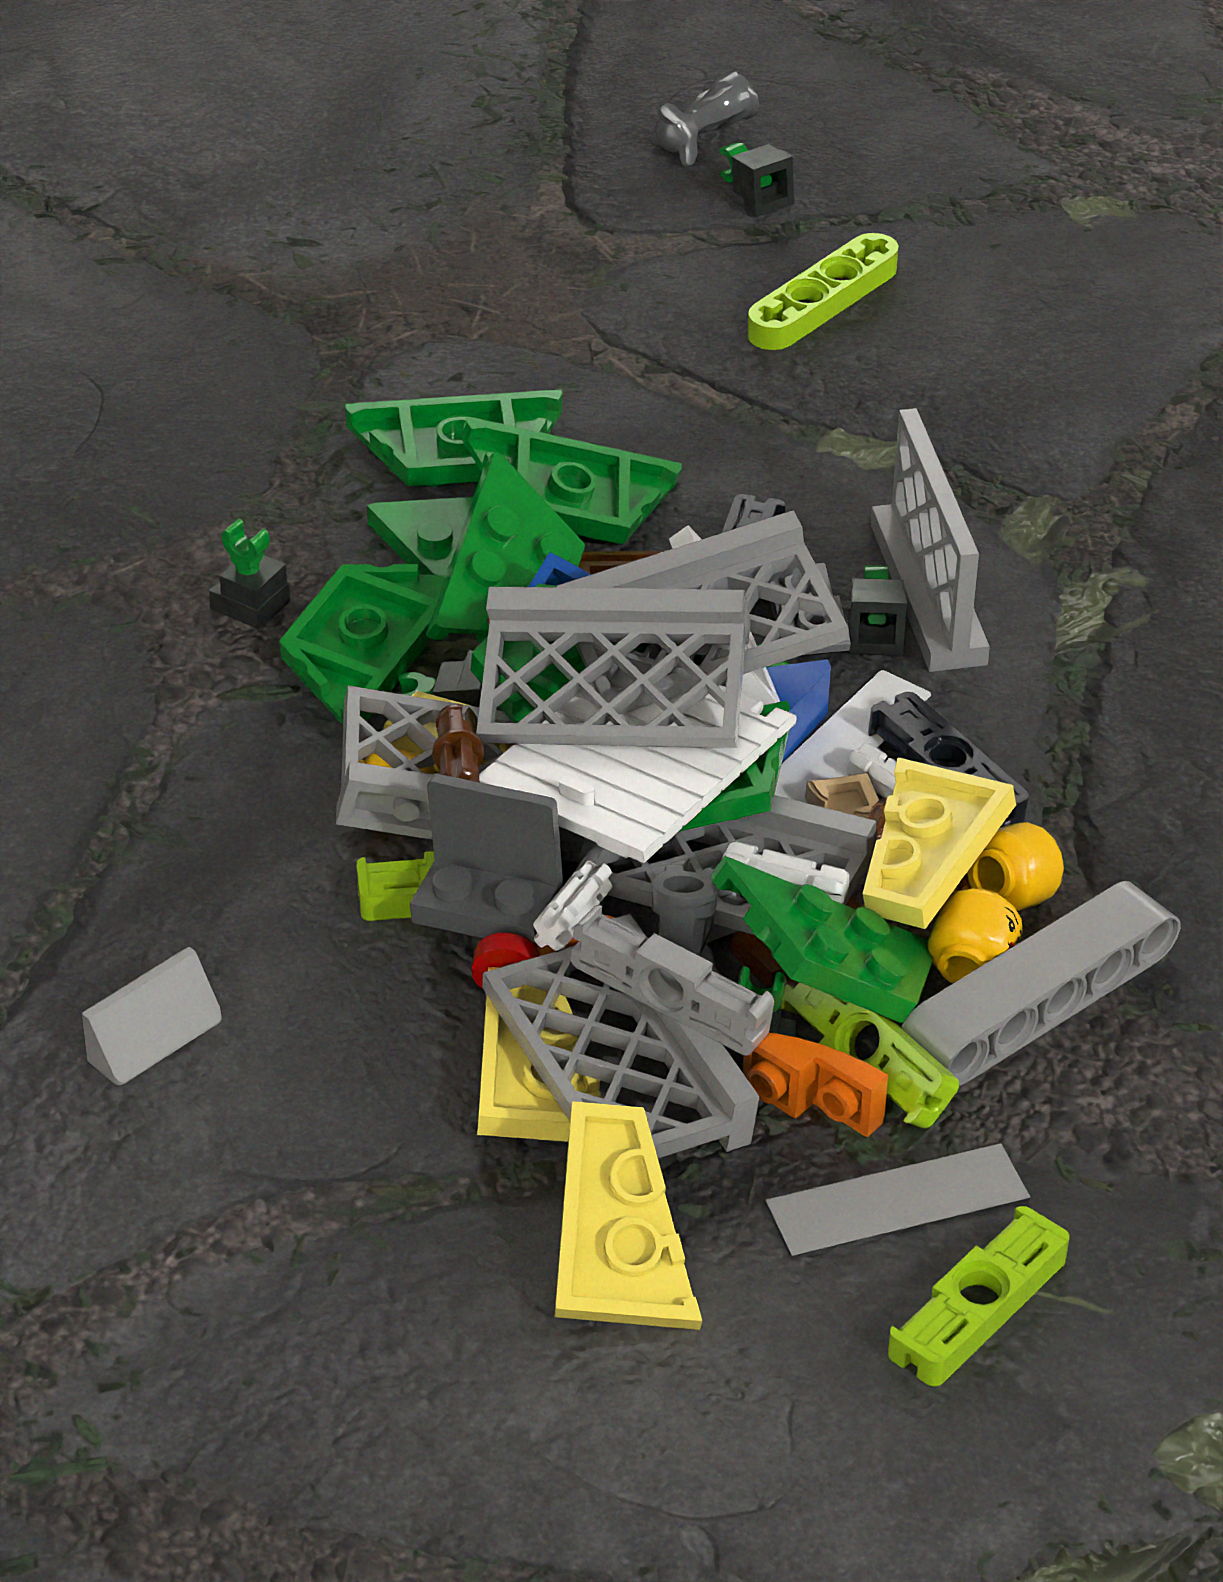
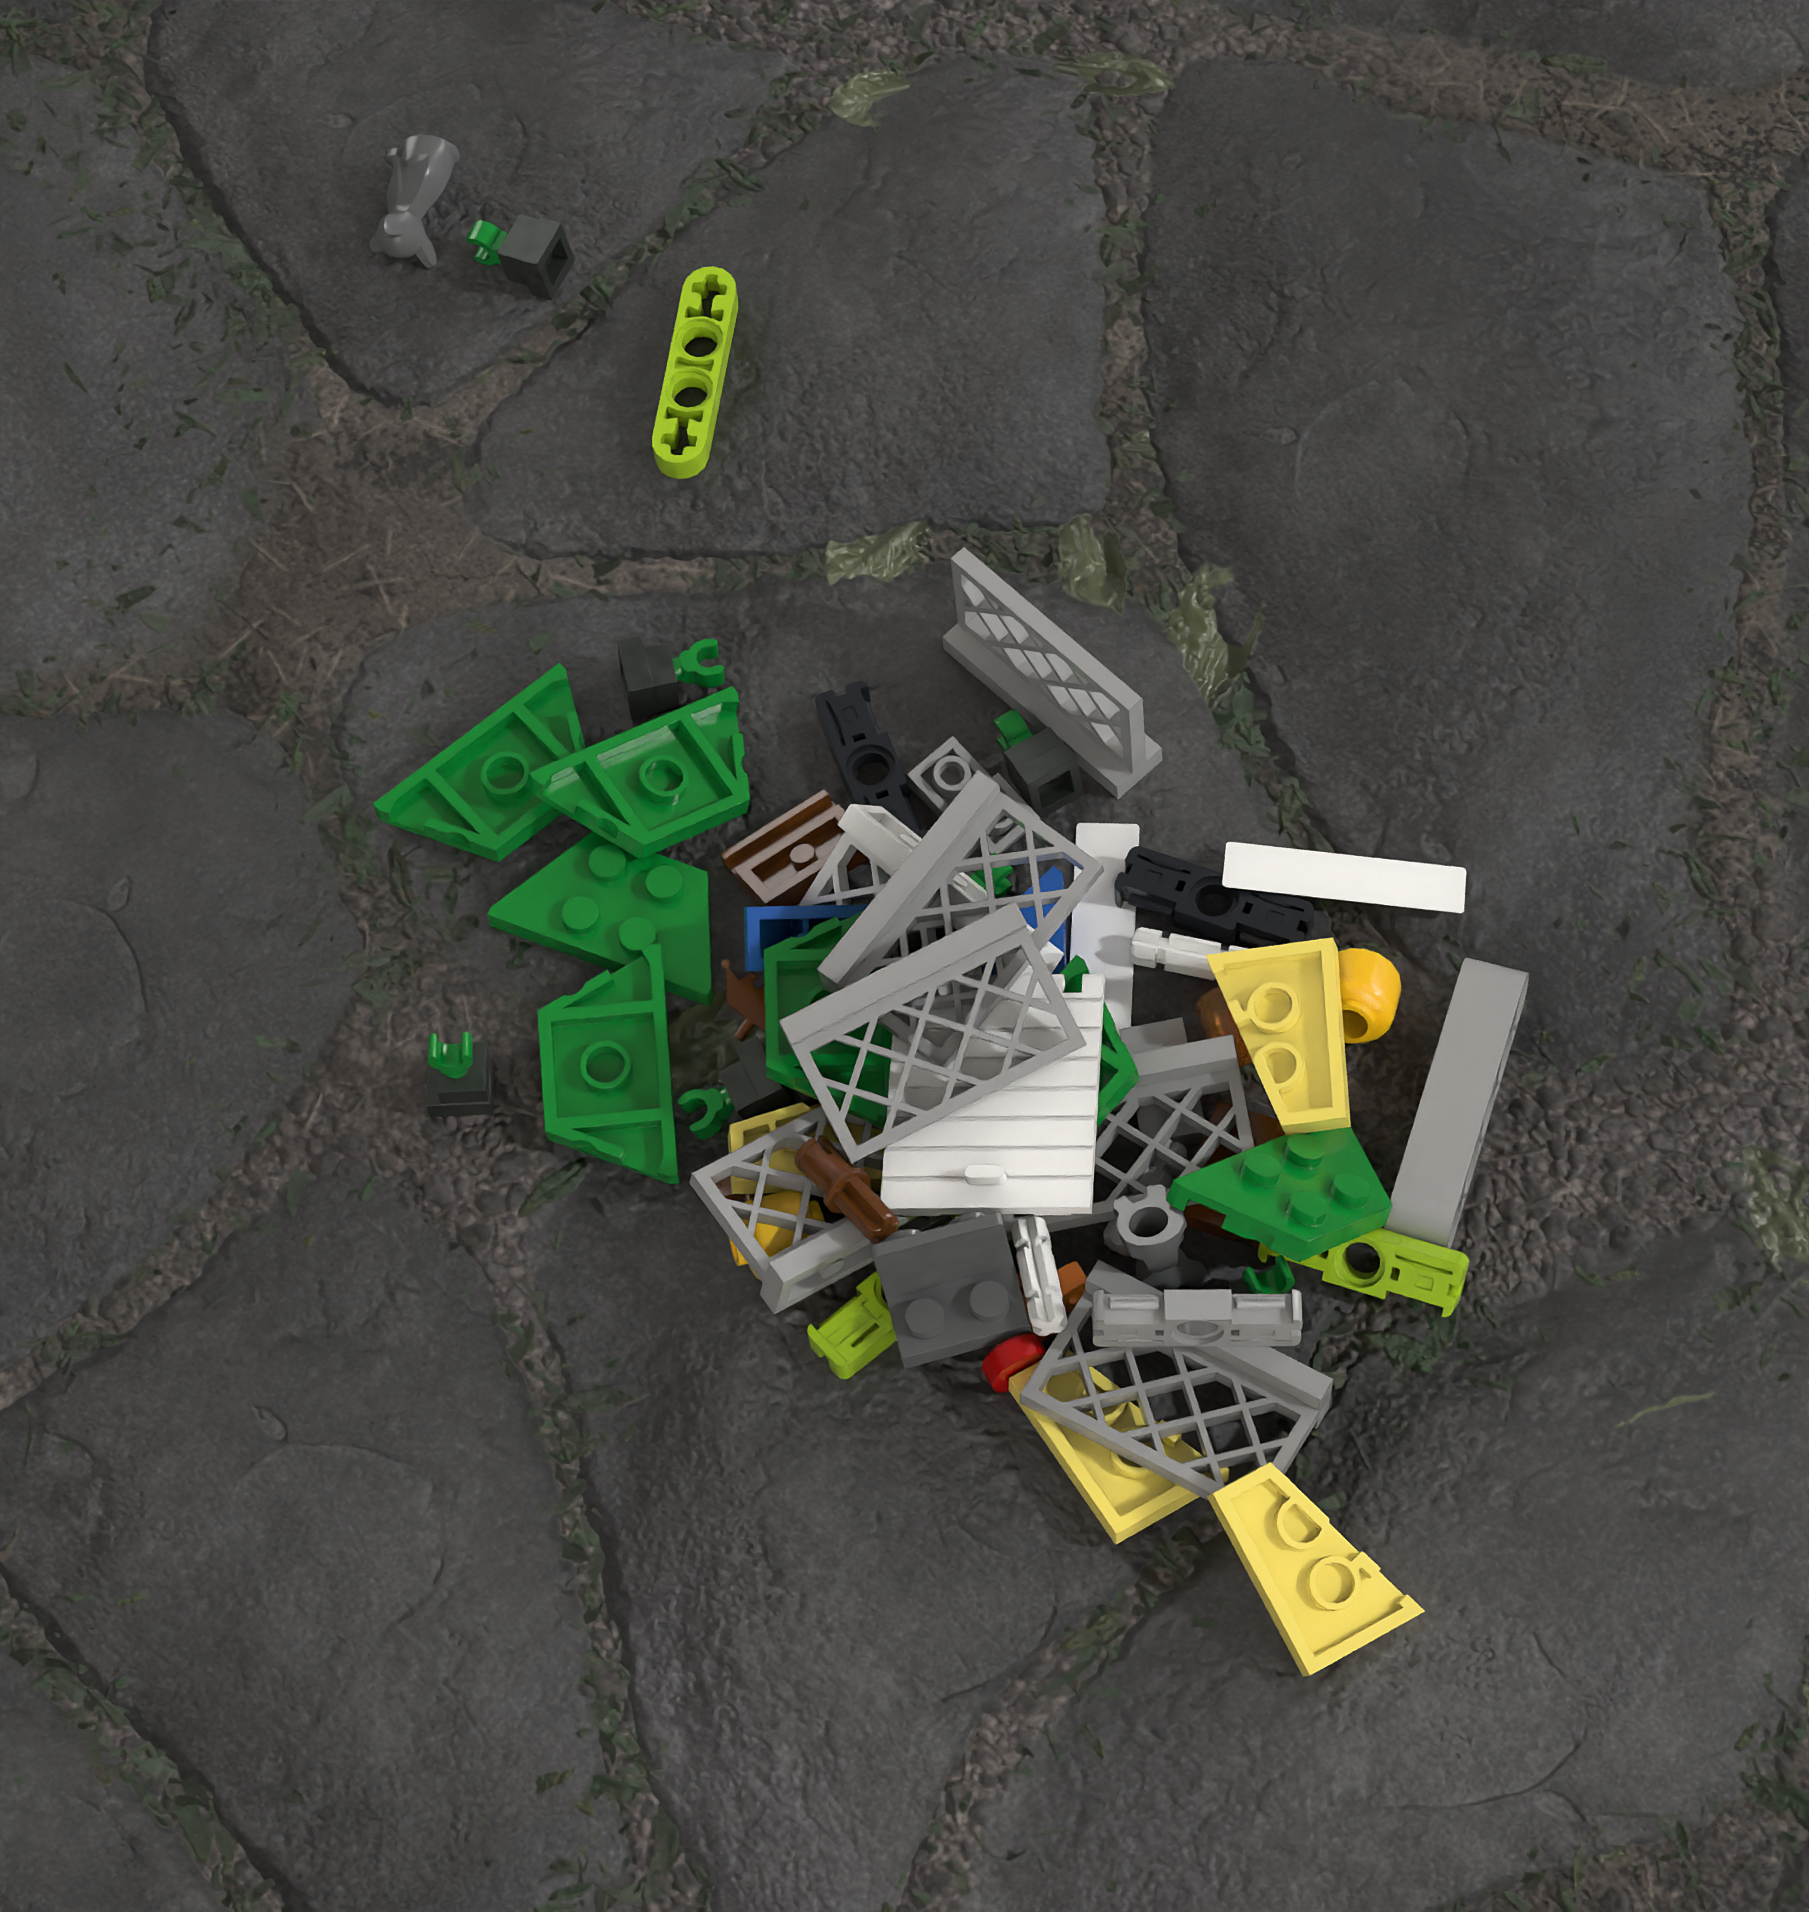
camera: 25 degrees left, 20 degrees up
(150, 1018) = (766, 1604): light grey slope -> none
(499, 546) = (685, 914): green wing -> none
(626, 427) = (653, 676): none -> pearl dark grey piece
(793, 869) = (1195, 1137): white axle -> none
(803, 1073) = (1375, 1317): orange slope -> none
(844, 794) = (1158, 998): tan tile -> none
(896, 1199) = (1480, 1390): light grey sticker -> none
(953, 1328) = (1617, 1407): lime piece -> none
(972, 931) = (1381, 1093): yellow head -> none
(1075, 796) = (1344, 877): none -> white sticker

